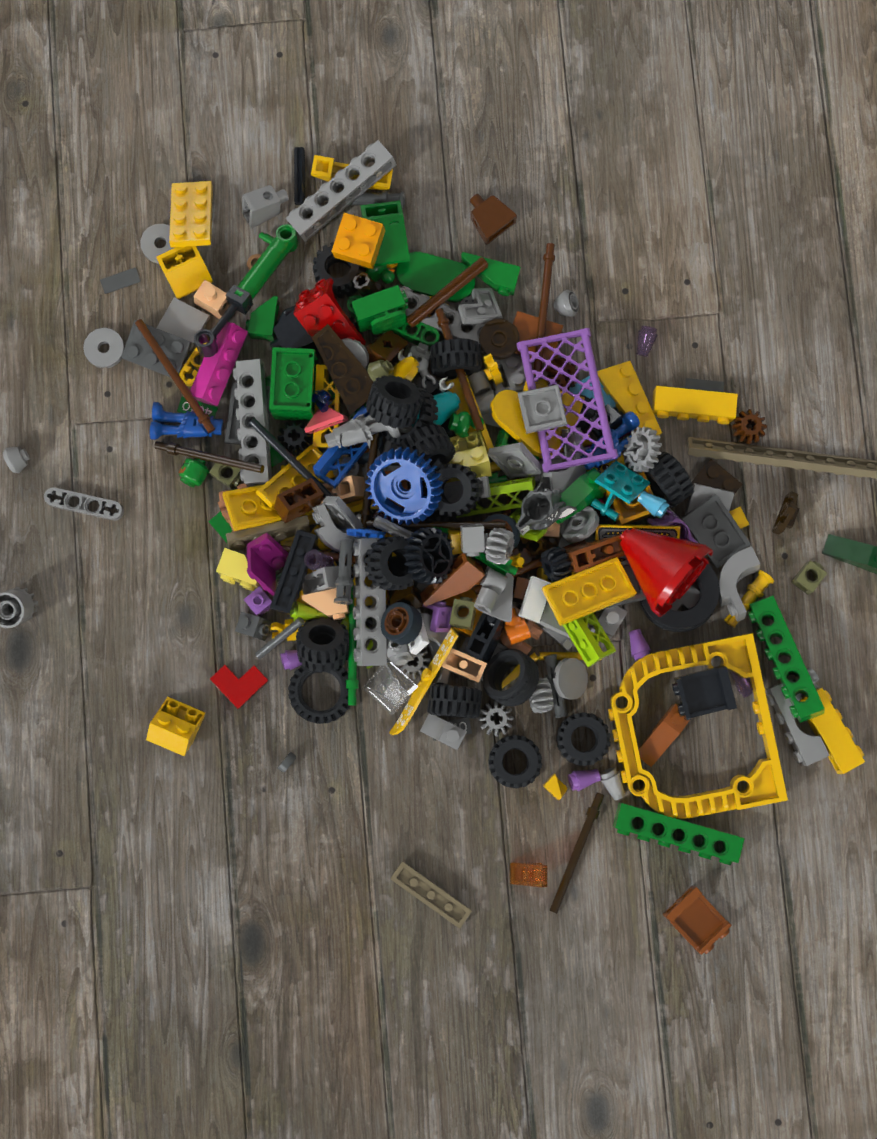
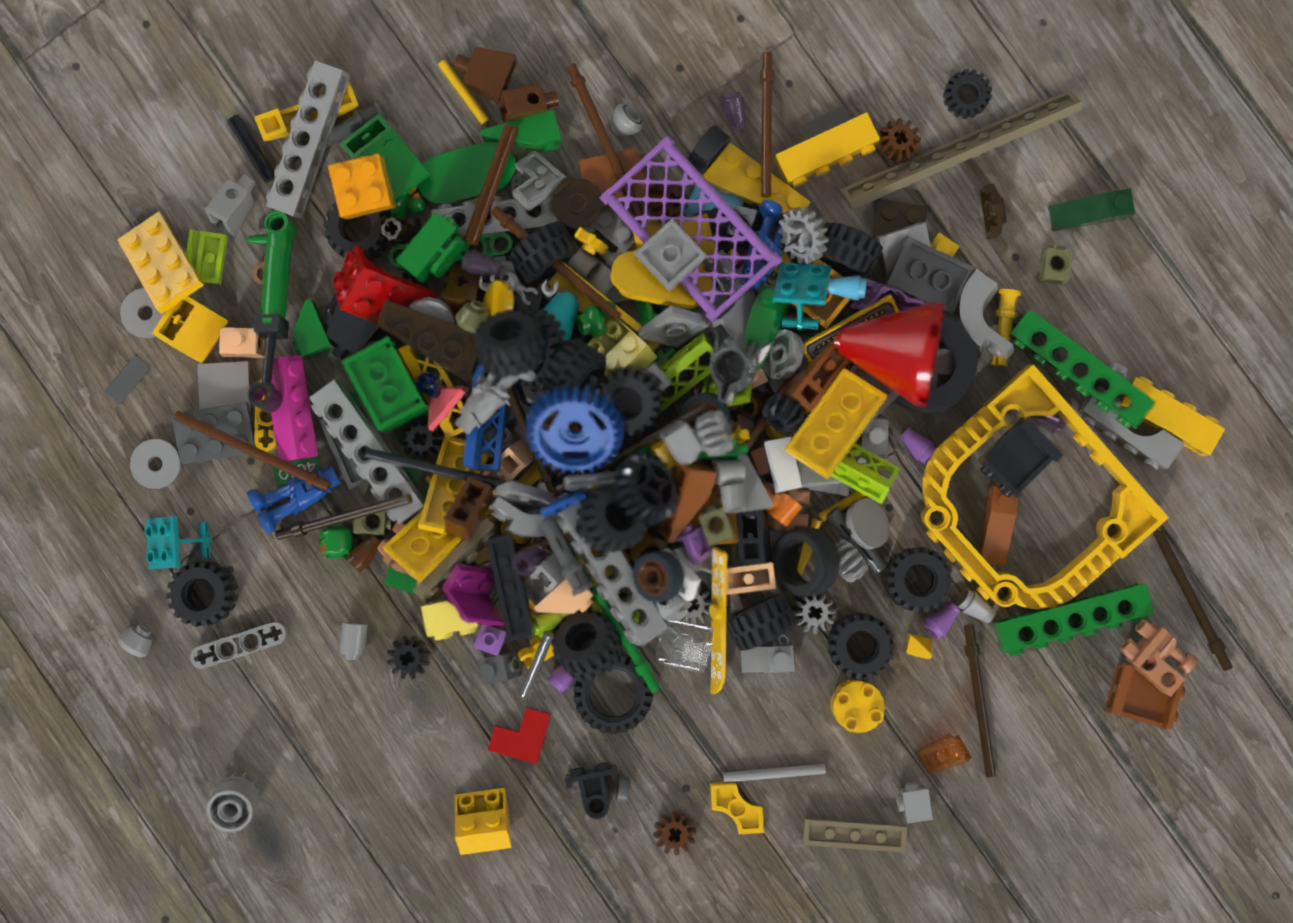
camera: 25 degrees left, 5 degrees up
(72, 439) = (181, 593): none -> black tyre
(77, 402) = (164, 542): none -> teal plate
(163, 546) = (353, 640): none -> light grey brick
(186, 580) = (403, 649): none -> black gear
(206, 492) = (363, 554): none -> reddish brown cone
(226, 228) = (207, 255): none -> lime plate
(268, 747) = (593, 786): none -> black pin
(309, 822) = (672, 842): none -> reddish brown gear
(362, 834) = (728, 800): none -> yellow tile
(400, 816) = (771, 773): none -> light grey bar
(407, 339) = (480, 263): none -> clear purple cone
(466, 221) = (463, 92): none -> yellow bar
(487, 802) = (857, 705): none -> yellow brick
(487, 897) = (914, 803): none -> light grey brick
(504, 250) = (525, 102): none -> reddish brown torso
(612, 354) = (708, 149): none -> black tyre
(681, 332) = (767, 78): none -> reddish brown bar
(718, 891) = (1150, 656): none -> nougat hips
(770, 914) = (1215, 644): none -> dark brown bar
(807, 431) = (978, 83): none -> black tyre

